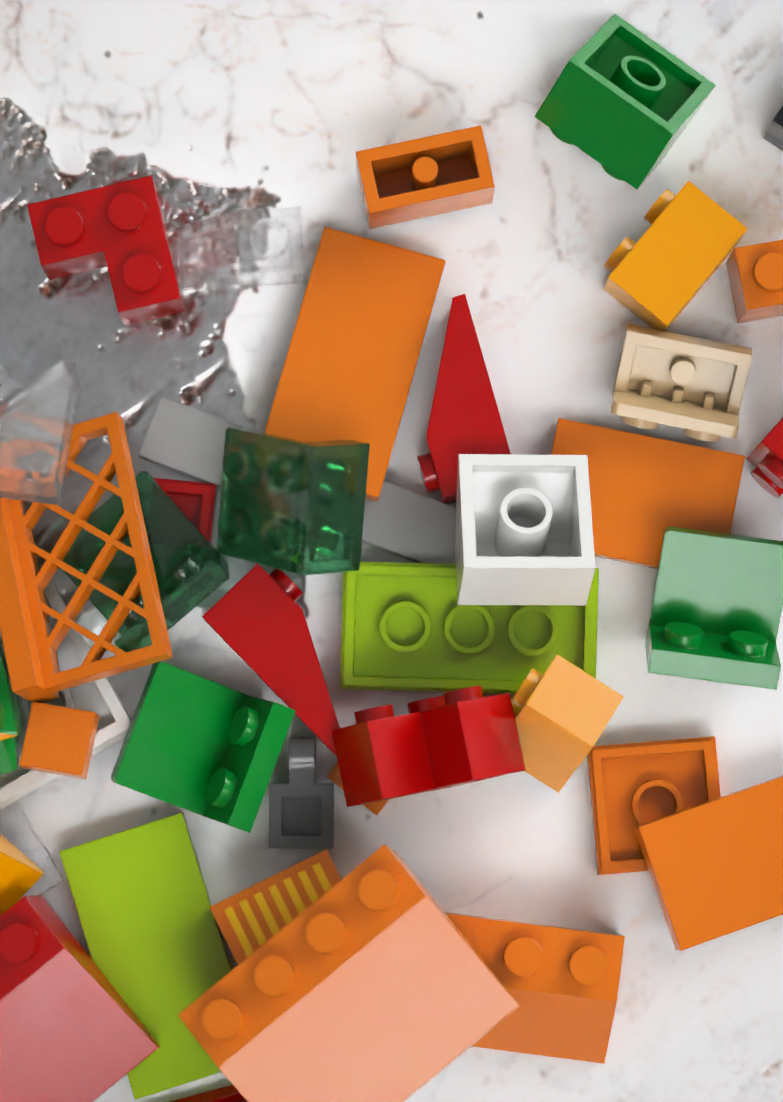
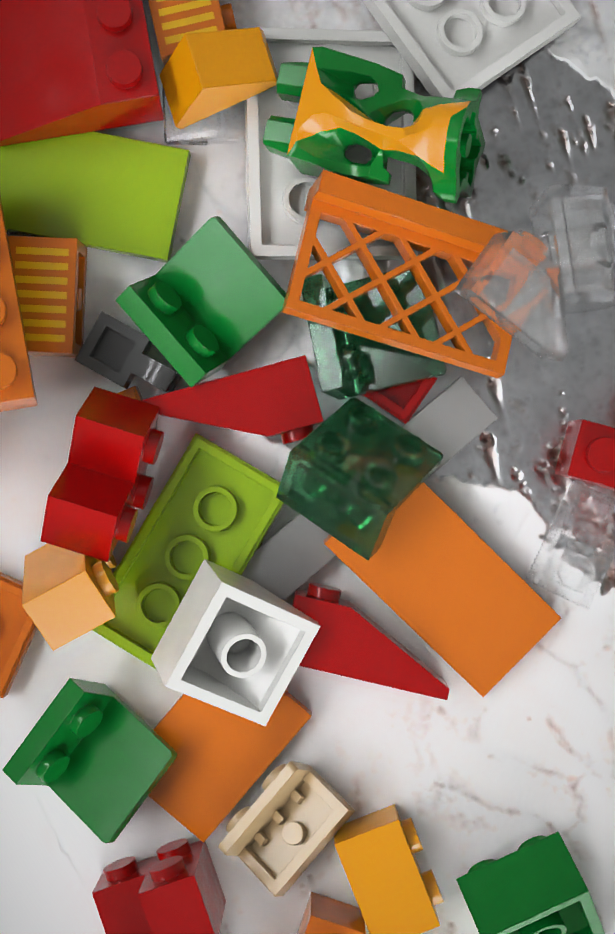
camera: 120 degrees right, 5 degrees up
(59, 740) = (269, 191): orange tile -> none
(425, 177) = (557, 720): orange brick -> none

